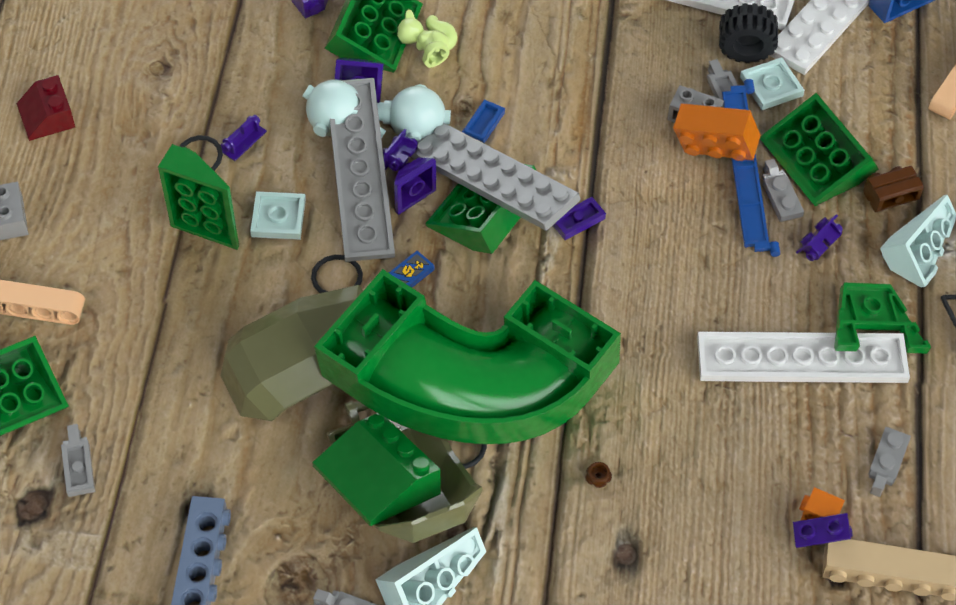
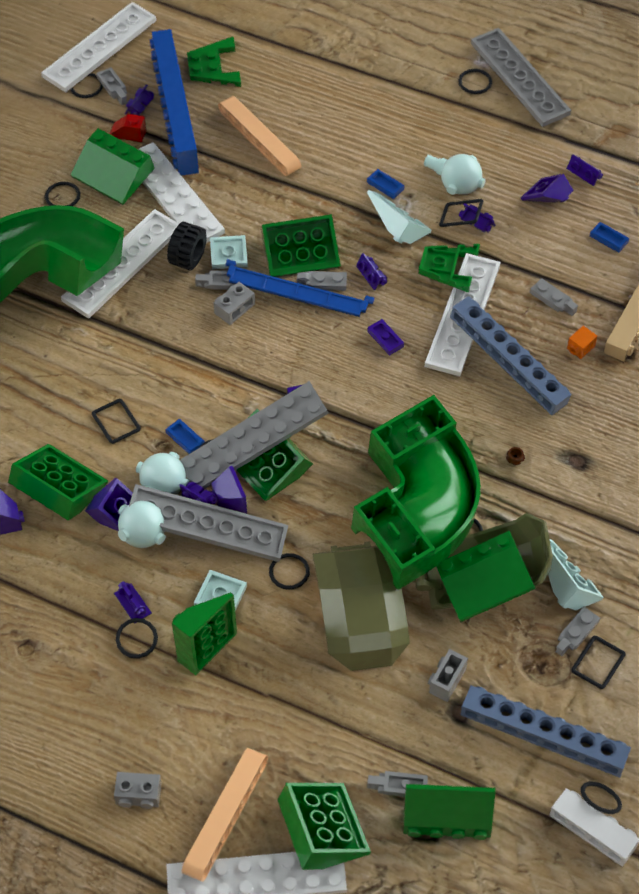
camera: 70 degrees left, 0 degrees up
(39, 517) = (448, 811): none -> green slope
(45, 109) = (39, 740): dark red slope -> none
(234, 472) = (447, 675): none -> light grey brick
(413, 269) = (307, 524): tile -> none
(435, 41) = (97, 444): yellowish green animal -> none
(492, 65) = (129, 414): none -> black piece
(704, 497) = (510, 355): none -> sand blue brick
(717, 131) = (271, 292): orange brick -> none
(721, 280) = (385, 337): none -> dark purple plate
(822, 530) = (600, 345): dark purple hinge -> none
(893, 188) = (348, 217): reddish brown brick -> none

